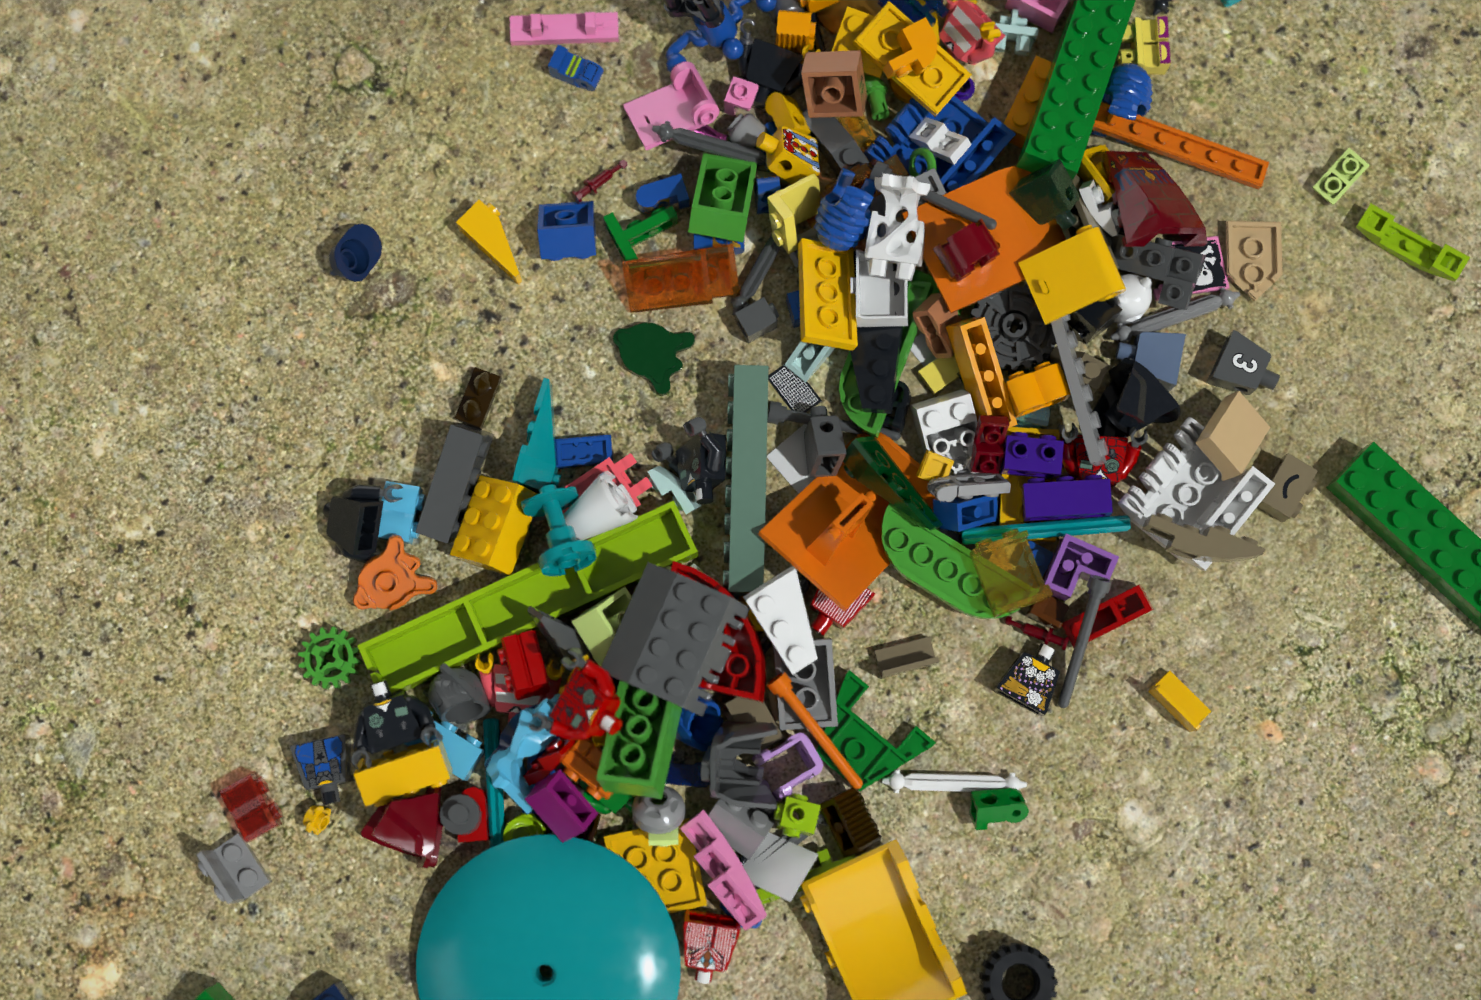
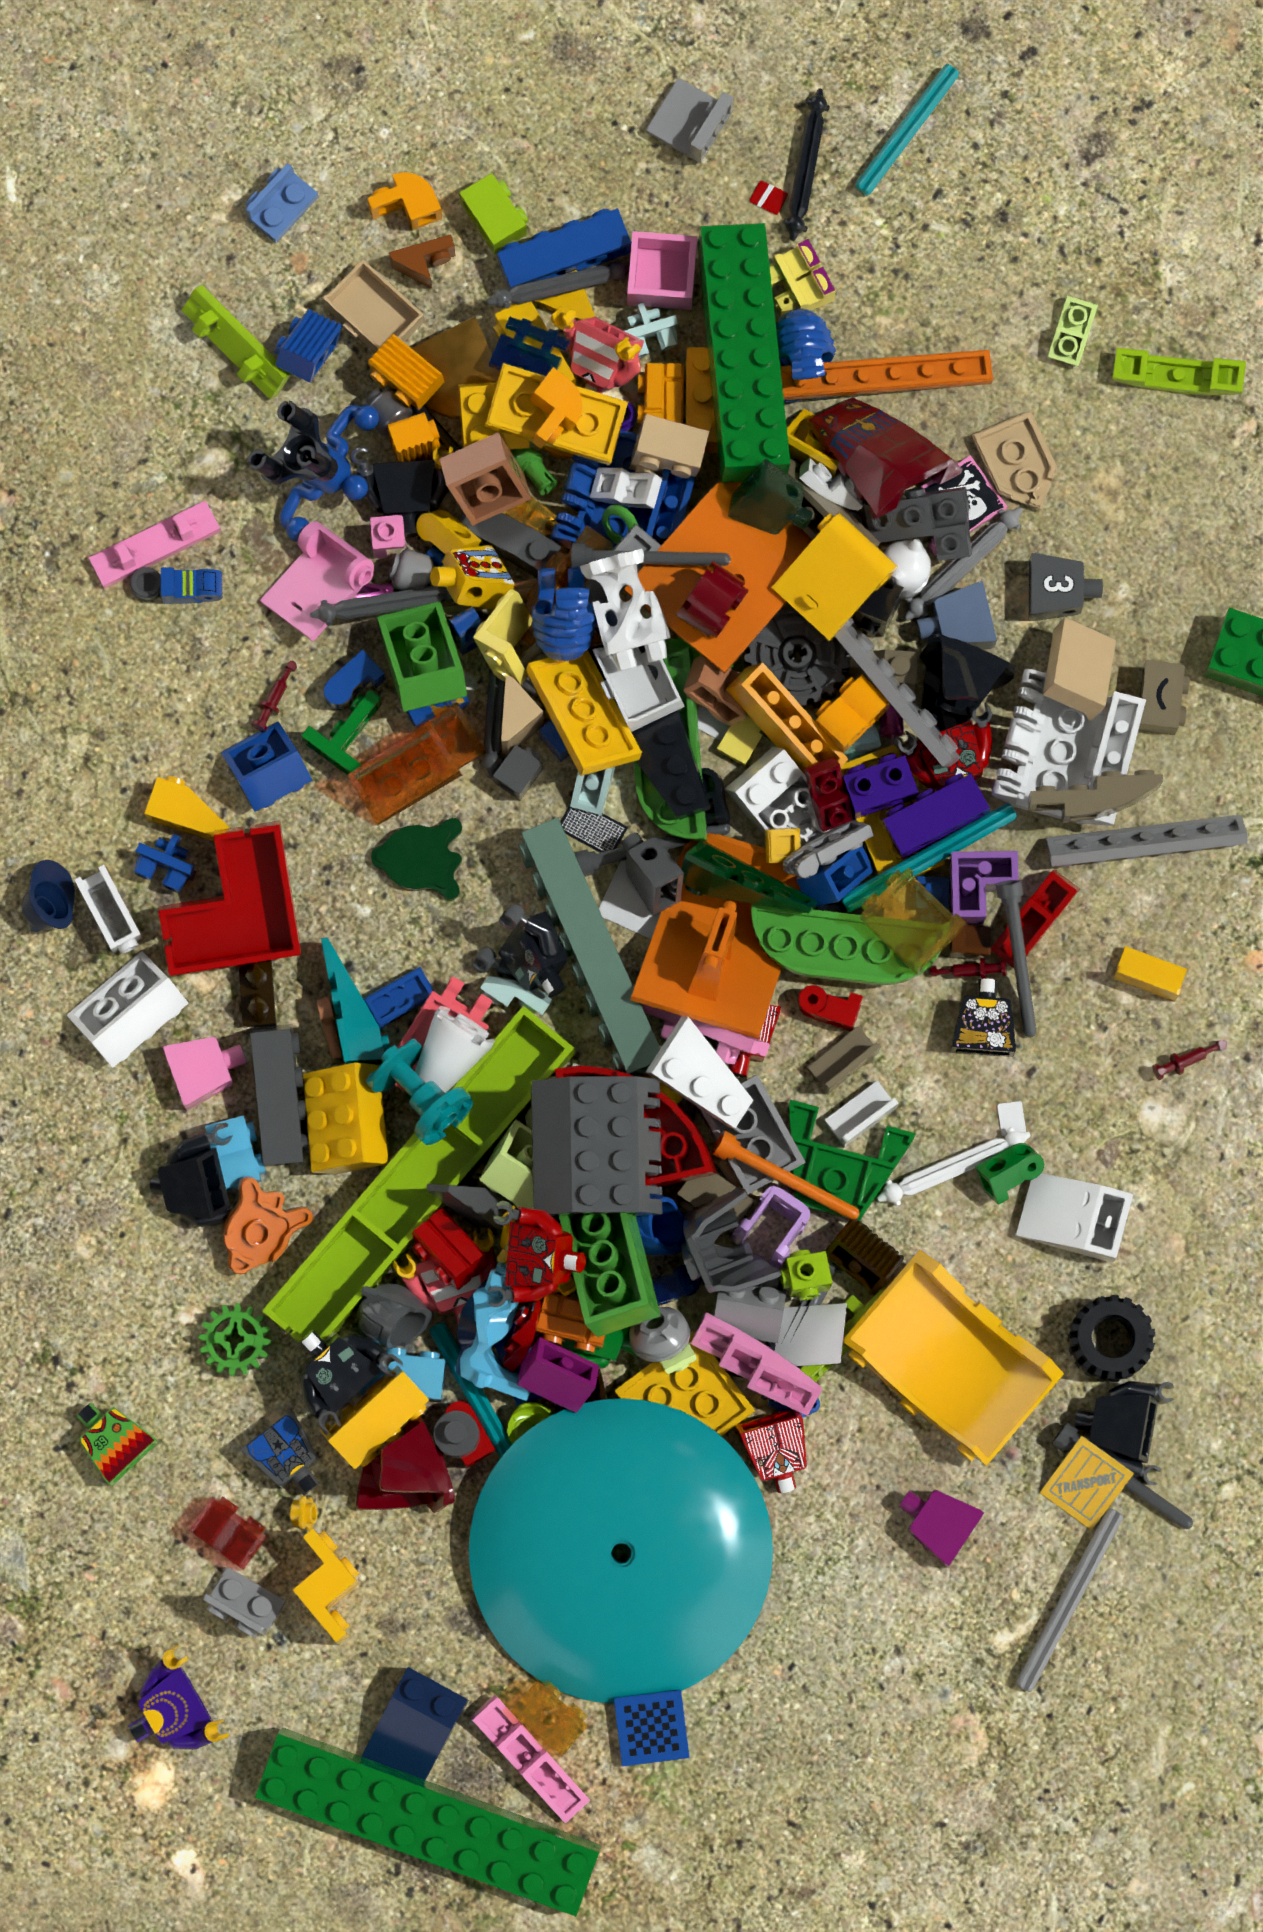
camera: 25 degrees left, 0 degrees up
(141, 928) = (174, 1708): none -> dark purple torso
(198, 694) = (113, 1442): none -> torso
(303, 887) = (327, 1585): none -> yellow bracket
(372, 366) = (127, 1009): none -> white slope
(395, 285) = (109, 911): none -> window
(406, 436) = (202, 1068): none -> bright pink torso
(461, 279) = (178, 870): none -> blue hips
(499, 336) = (252, 917): none -> red piece
(519, 438) = (330, 1028): none -> nougat bar
(541, 54) = (146, 584): none -> dark grey tile
(776, 276) = (520, 716): none -> tan slope
(820, 602) = (729, 1042): none -> bright pink hinge
(899, 706) = (861, 1113): none -> white panel
(912, 612) = (828, 1008): none -> red leg
(987, 120) = (668, 446): none -> tan brick
(999, 89) = (662, 391): none -> light orange brick
(1018, 763) = (1010, 1116): none -> white sticker
(1033, 868) = (1075, 1216): none -> white slope
(1063, 413) = (891, 724): none -> flat silver piece
(1171, 783) = (1178, 1063): none -> dark red piece
(1224, 595) = (1146, 840): none -> light grey plate

